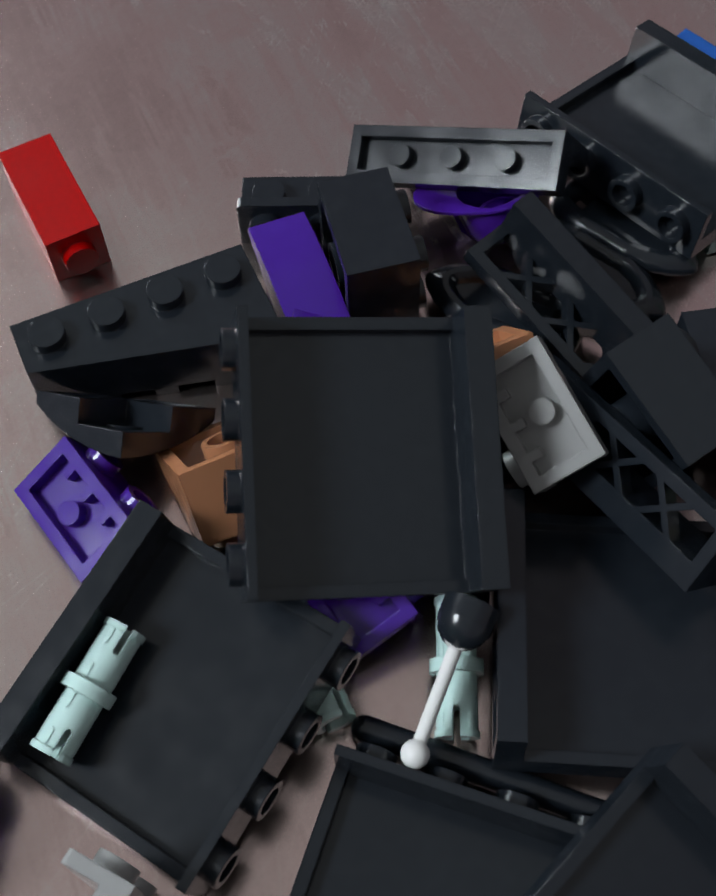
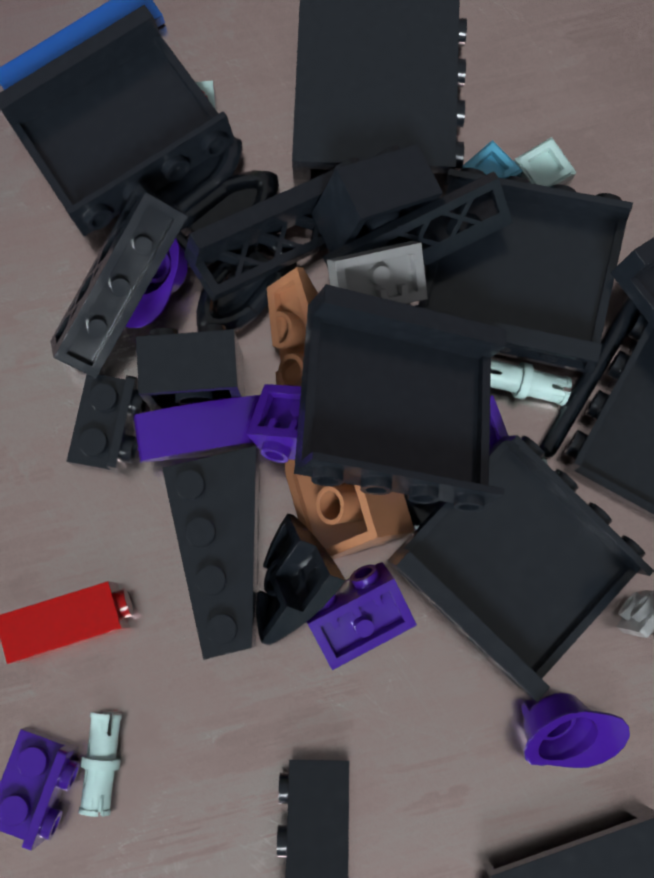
camera: 80 degrees left, 20 degrees up
(87, 691) = (509, 622): light aqua pin -> none
(463, 626) = (516, 365): hinge -> none

